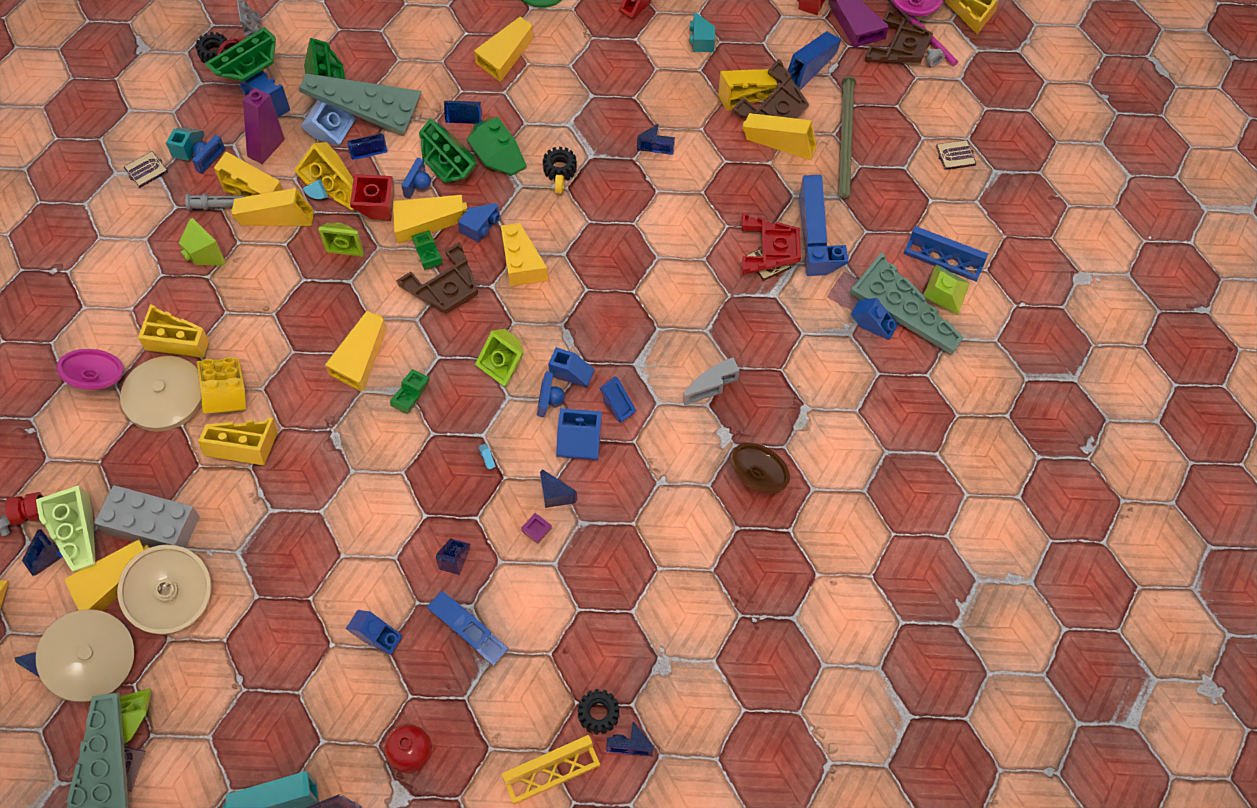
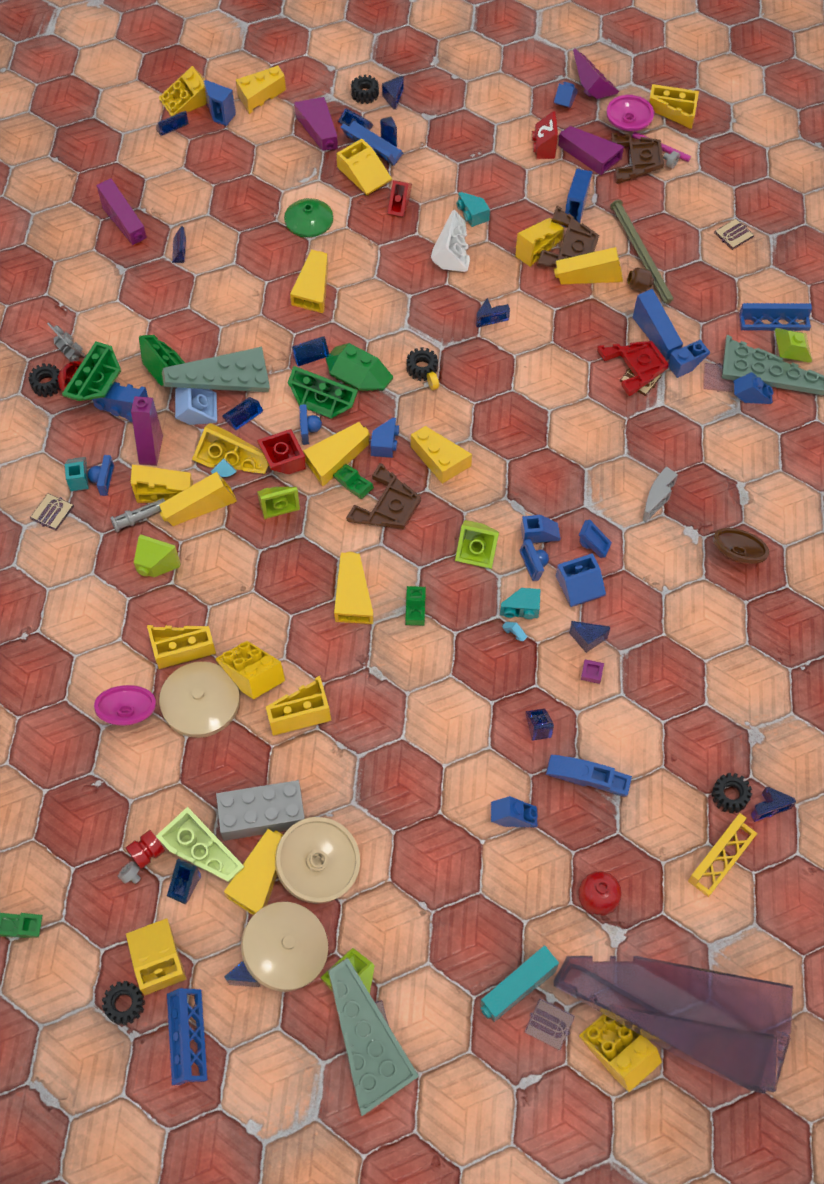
camera: 25 degrees left, 0 degrees up
(509, 432) = (522, 604): none -> teal slope
(658, 64) = (450, 247): none -> white wedge
(826, 163) = (640, 279): none -> reddish brown head

